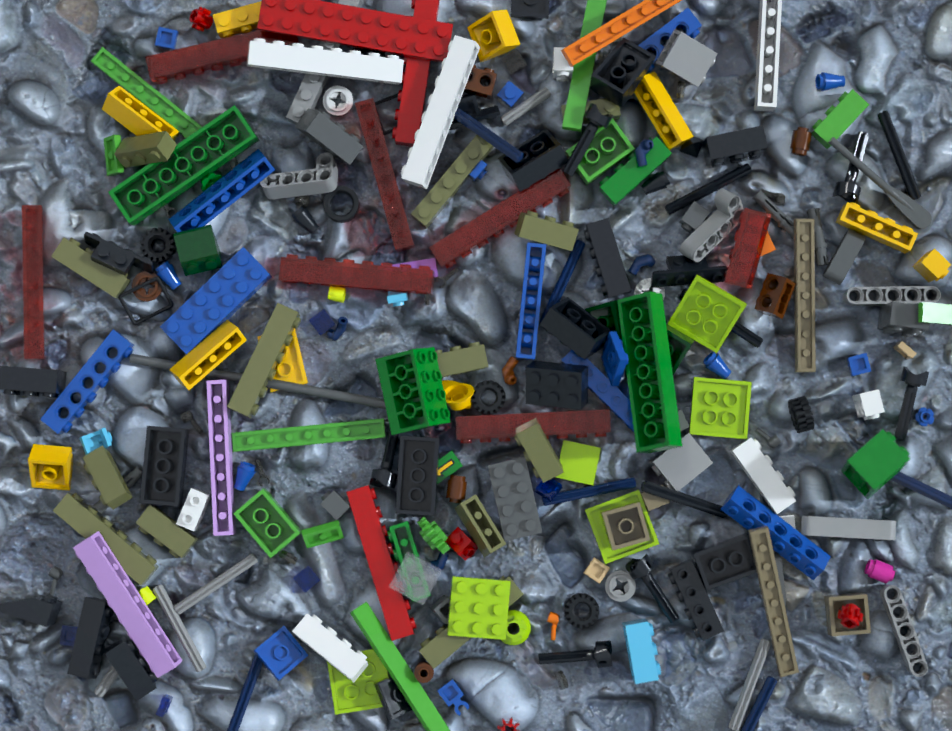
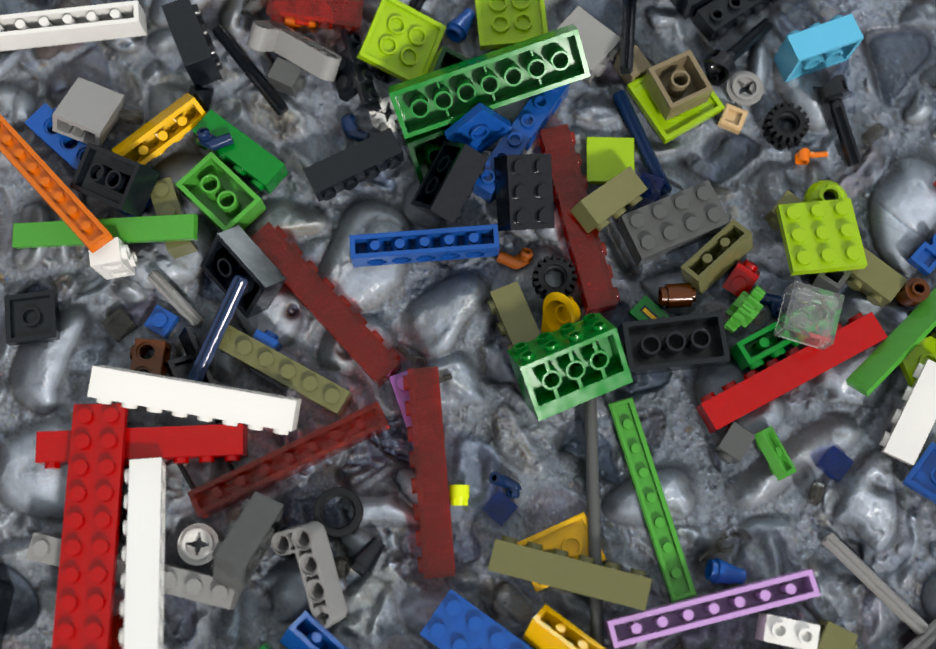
camera: 105 degrees left, 10 degrees down
(267, 522) = (781, 526): bright green brick -> none
(385, 476) = (681, 387): black piece -> none
(397, 298) = (451, 412): medium azure bracket -> none
(494, 34) = (80, 350): yellow slope -> none
(546, 230) = (331, 241): olive brick -> none
(565, 276) = (389, 215): dark blue axle -> none
(595, 120) = (178, 198): black piece -> none
(655, 183) = (251, 127): black cone -> none

